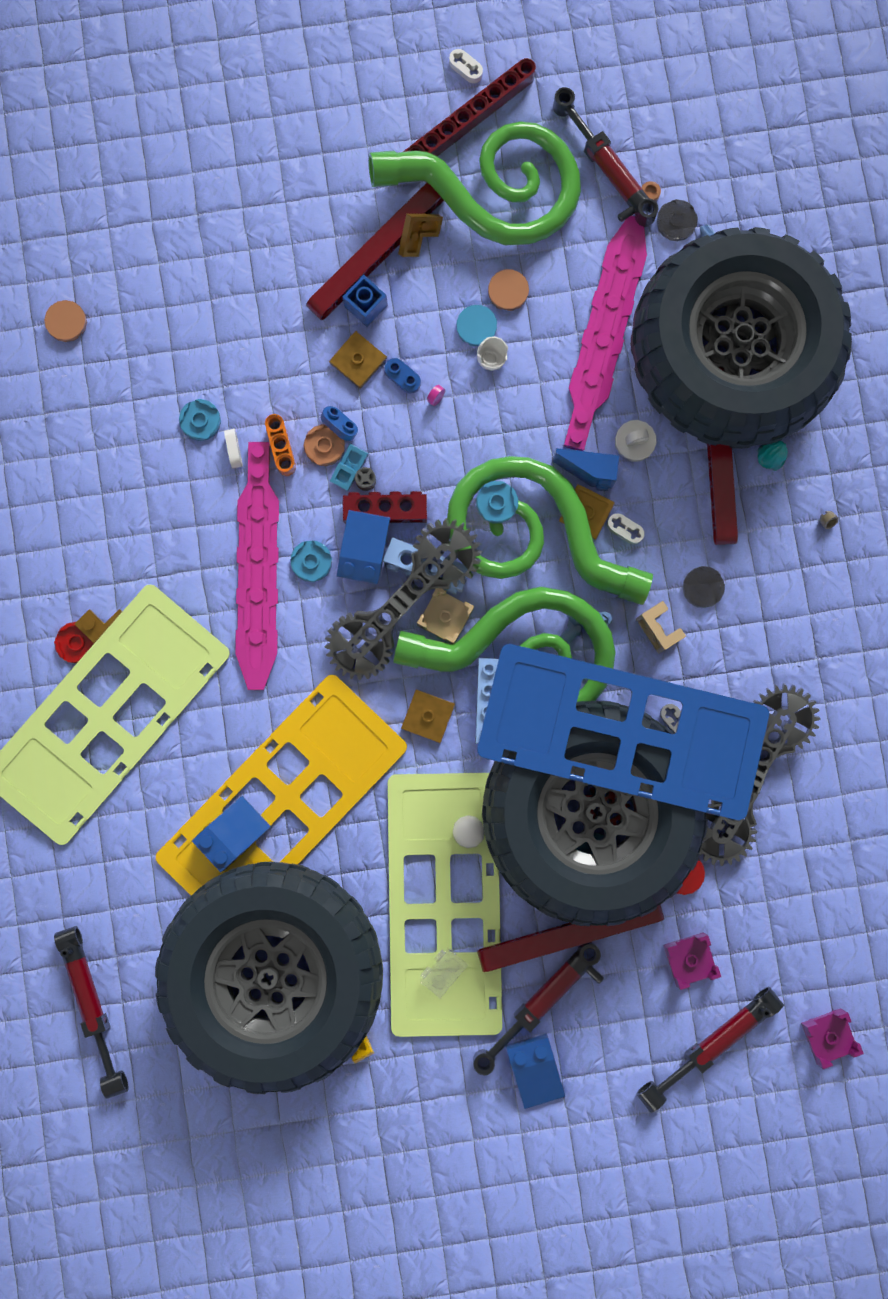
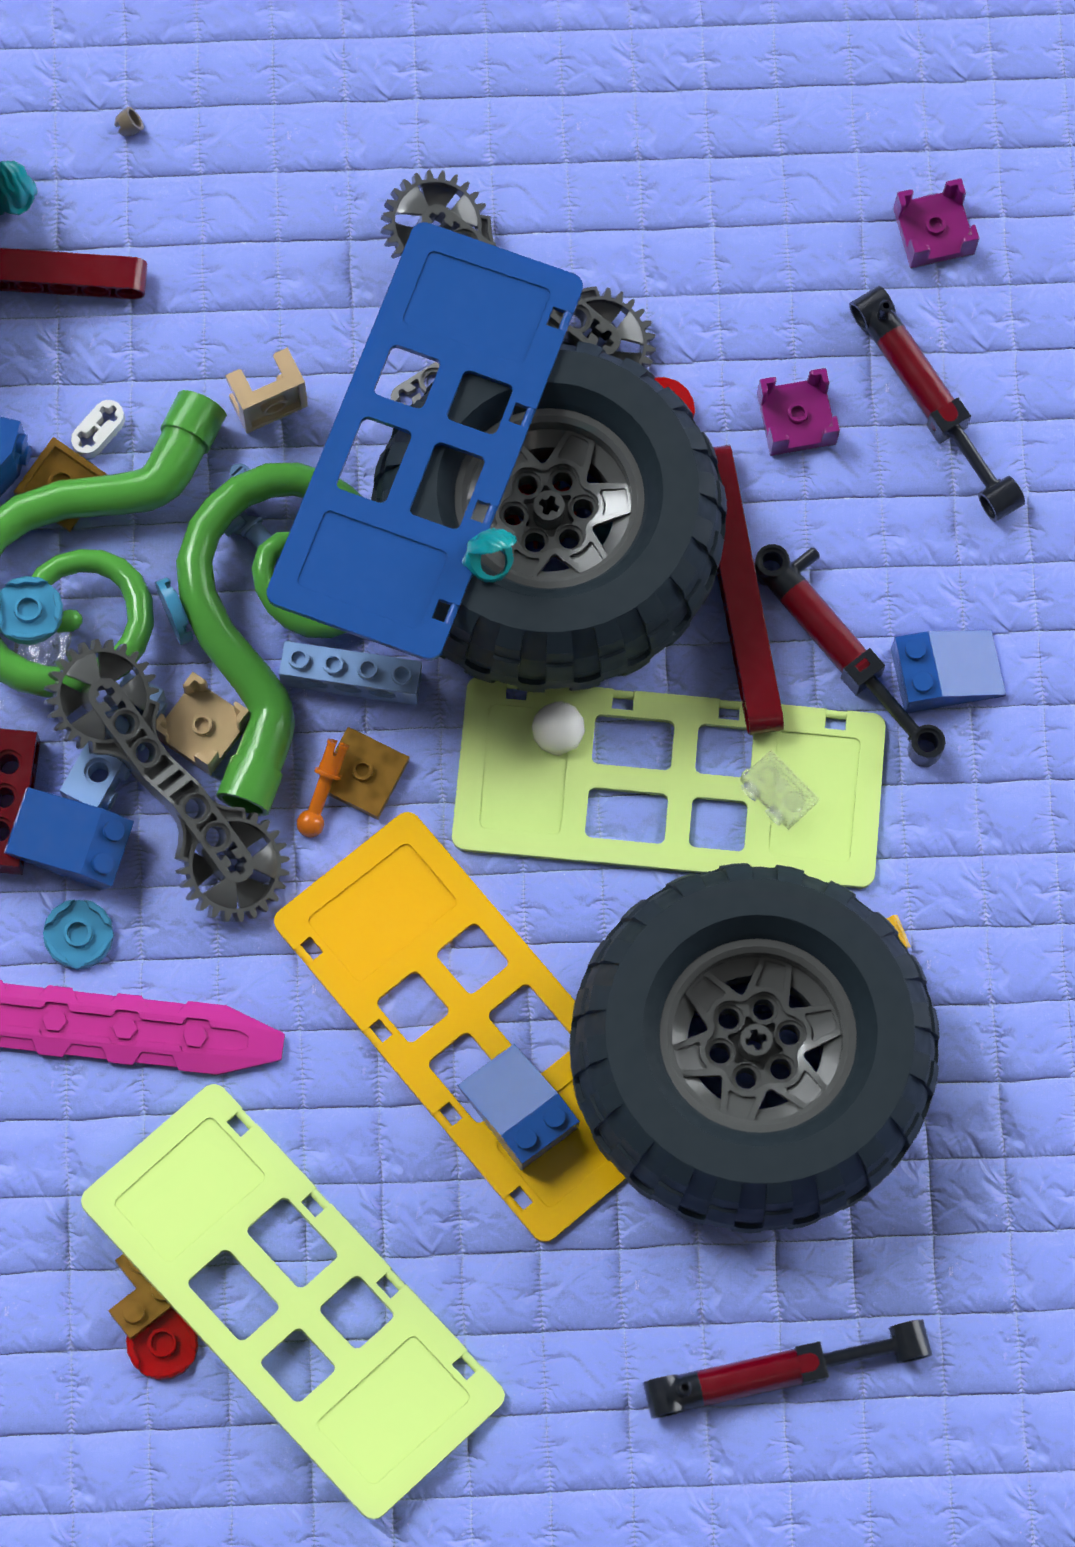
camera: 85 degrees left, 10 degrees down
(423, 695) = (310, 822): none -> orange pin
(511, 589) = (174, 610): none -> dark azure tile
(552, 780) = (486, 543): none -> teal piece
(703, 587) = (209, 323): clear smoke tile -> none

